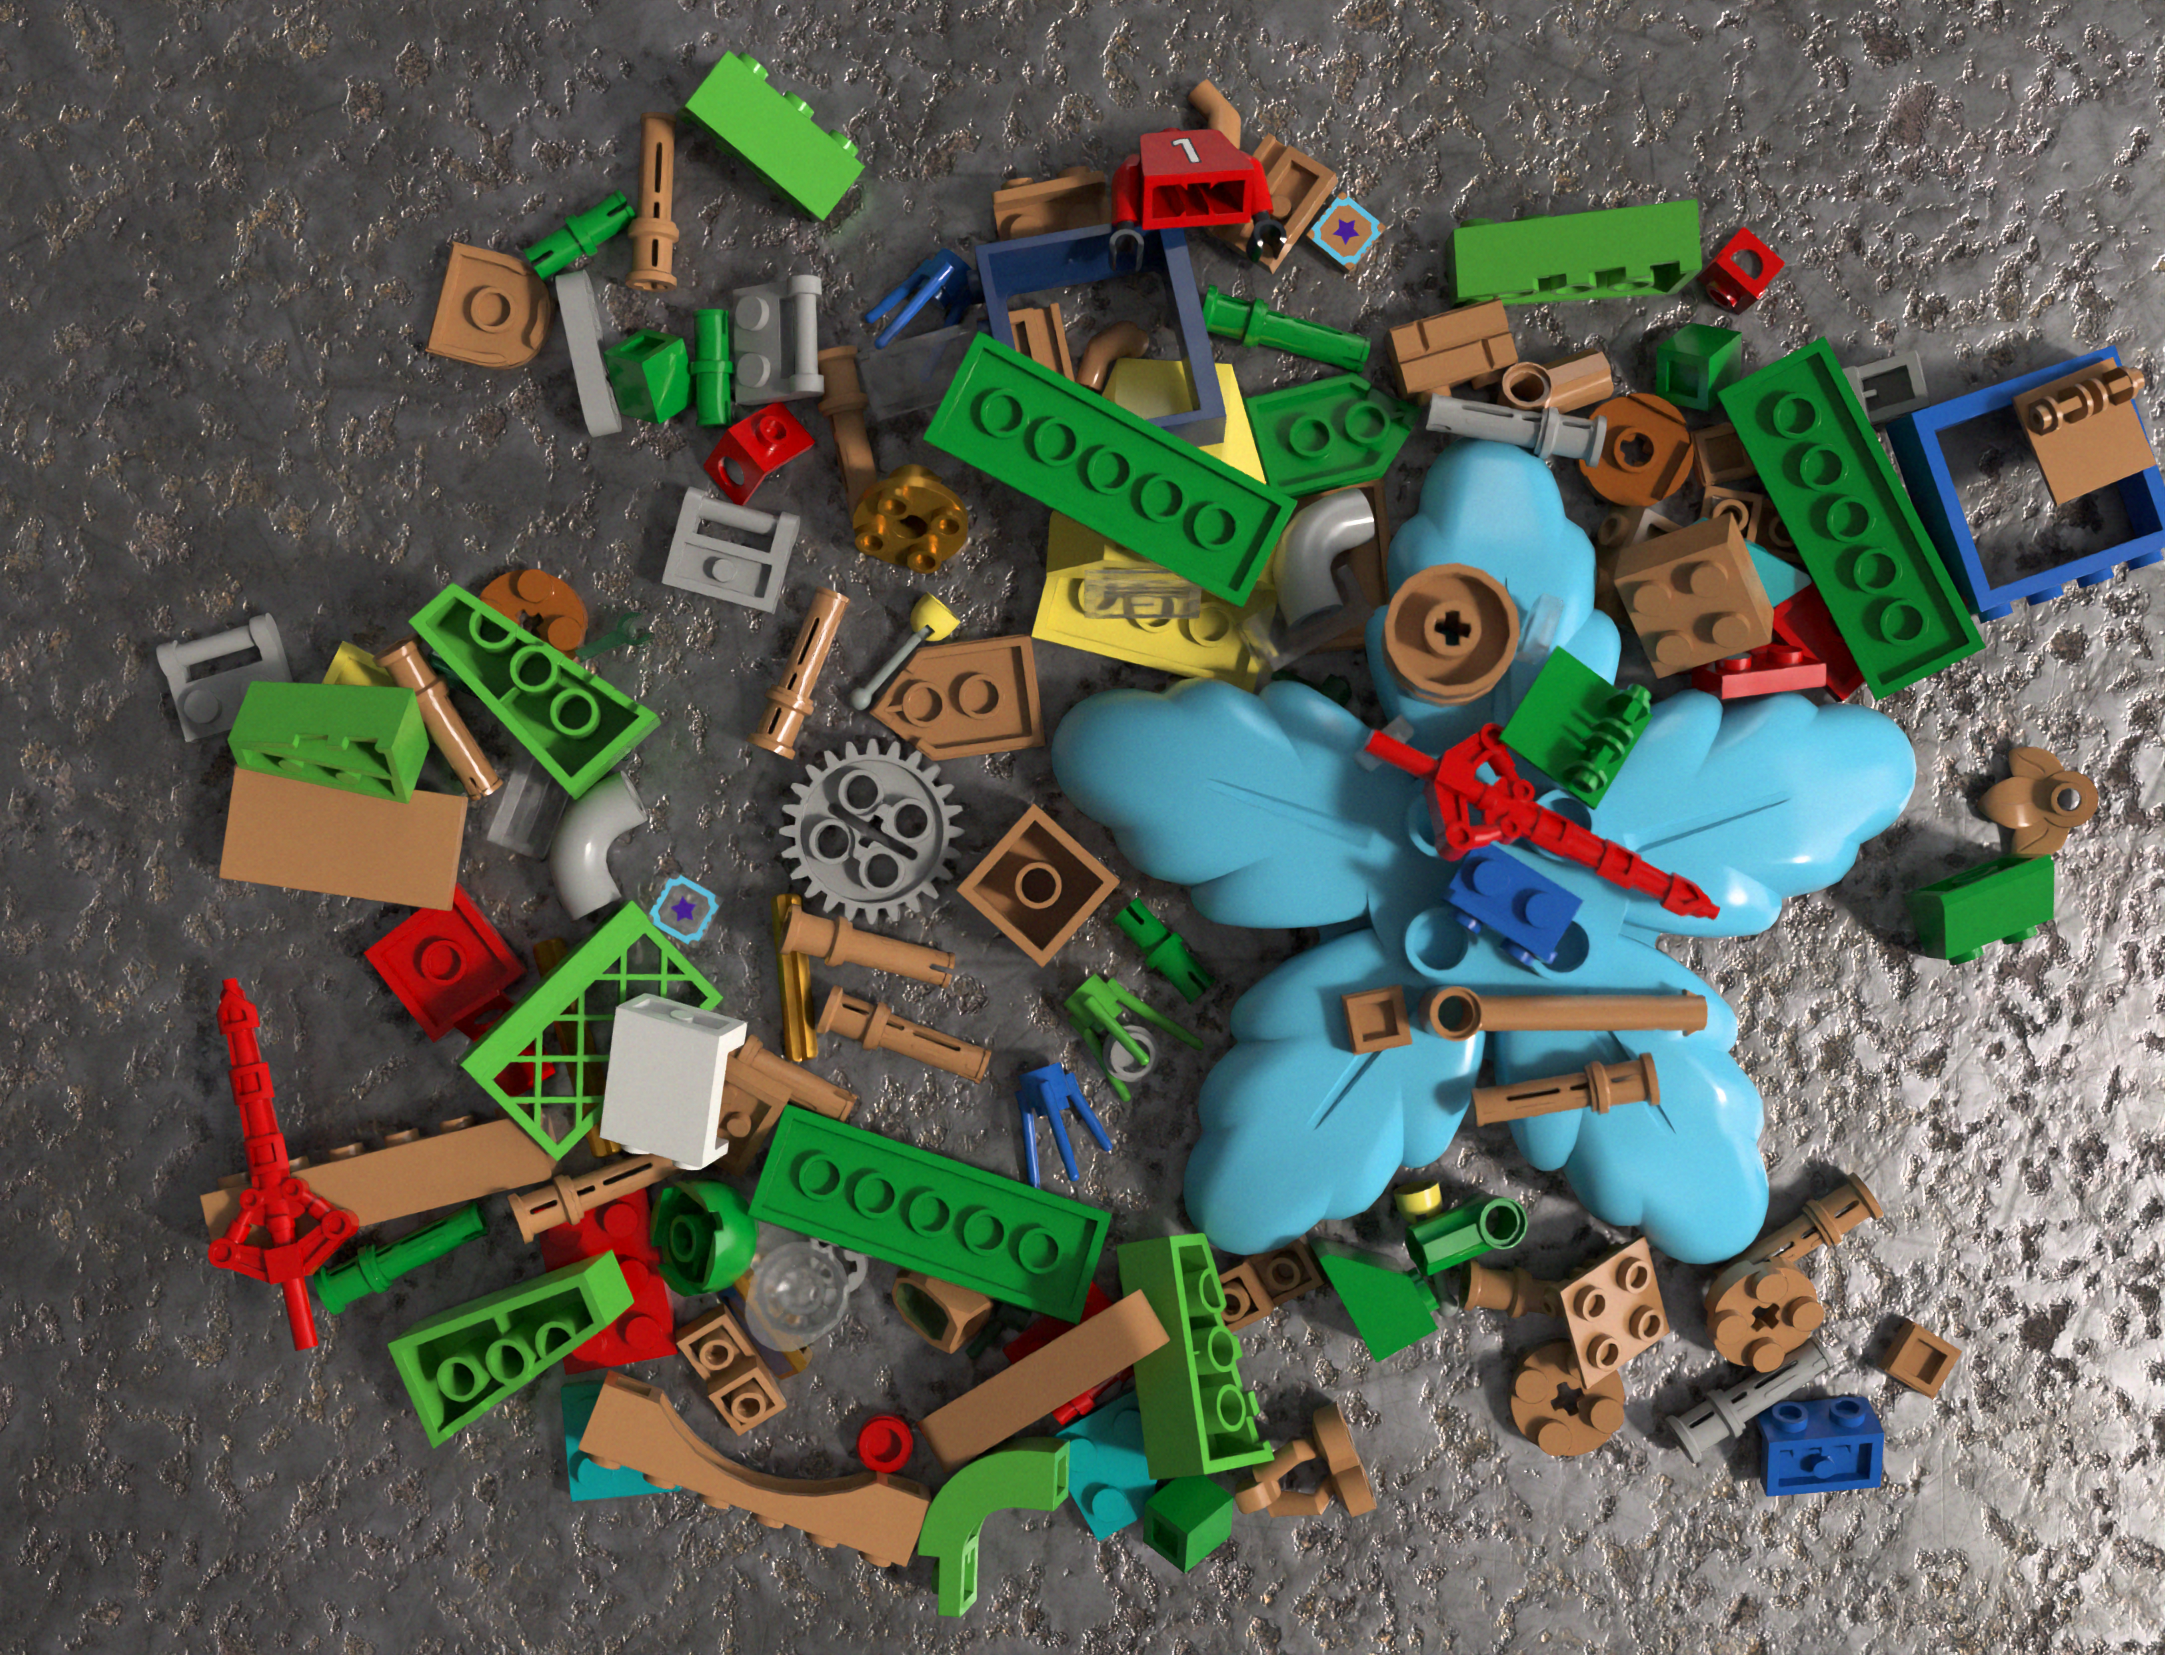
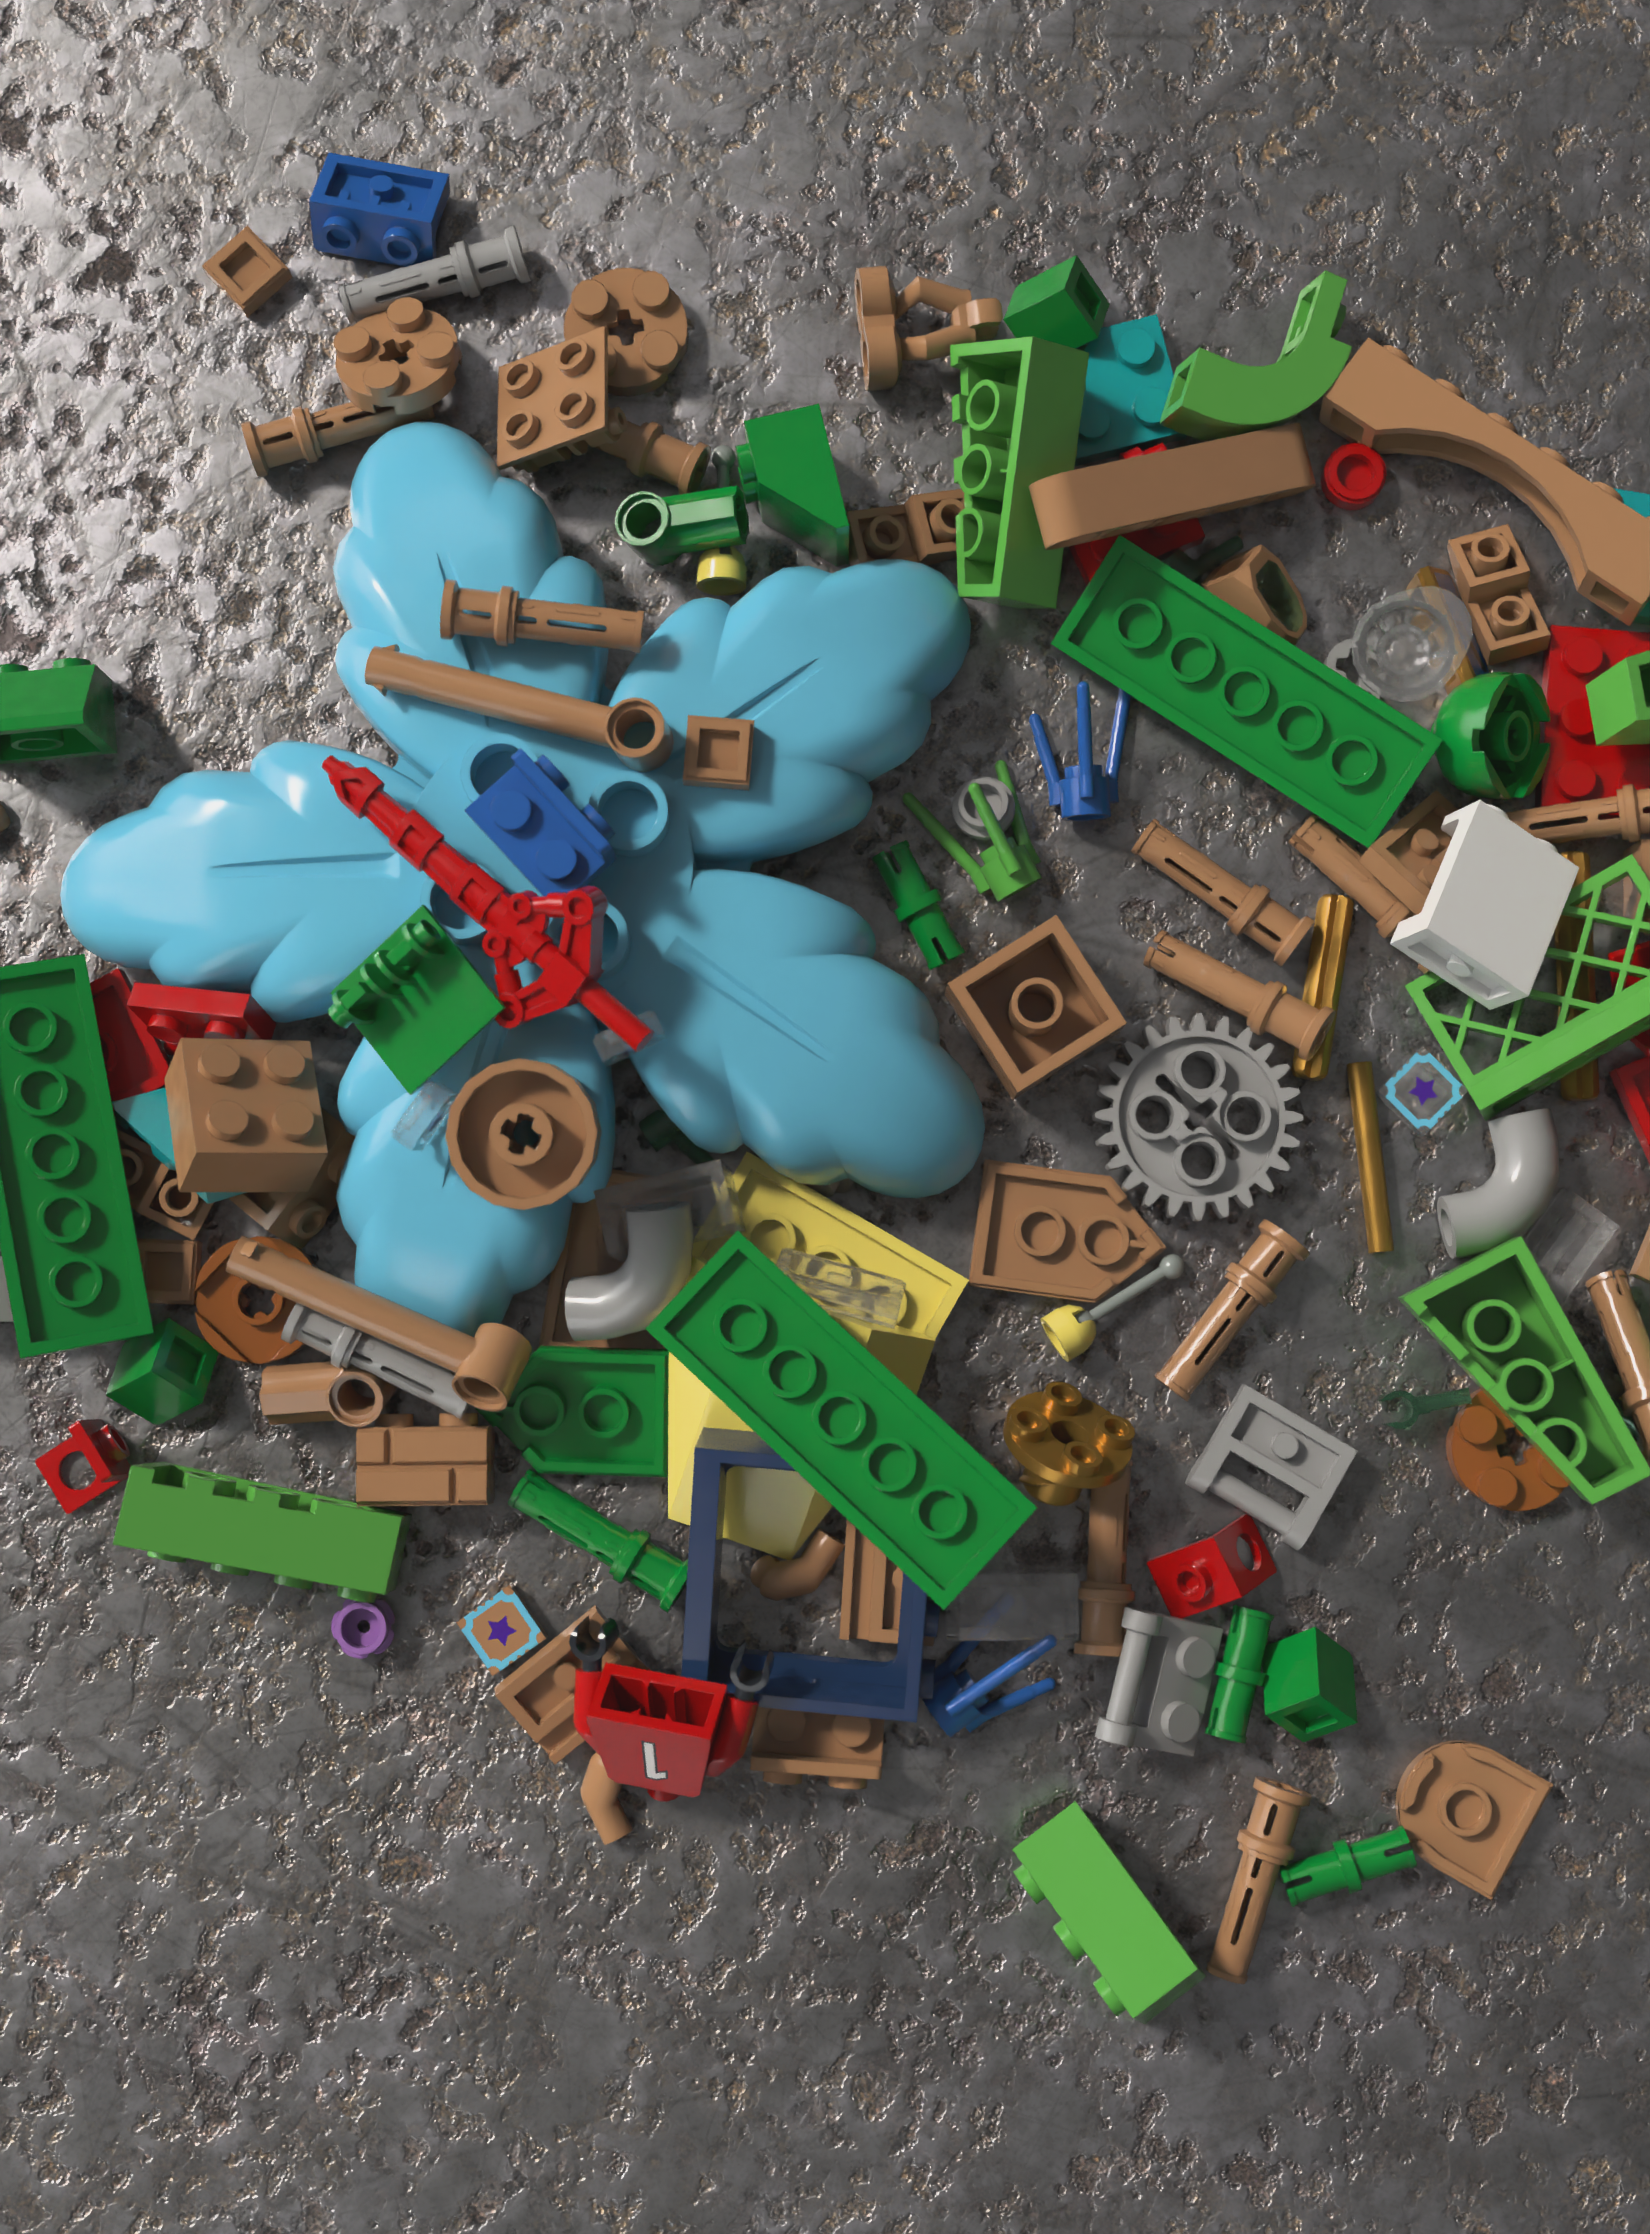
camera: 165 degrees left, 5 degrees down
(586, 351) = (1373, 1736): light grey beam -> none
(714, 840) = (1370, 1157): none -> pearl gold bar
(1425, 441) = (484, 1364): none -> medium nougat piece
(1461, 187) = (359, 1643): none -> medium lavender plate

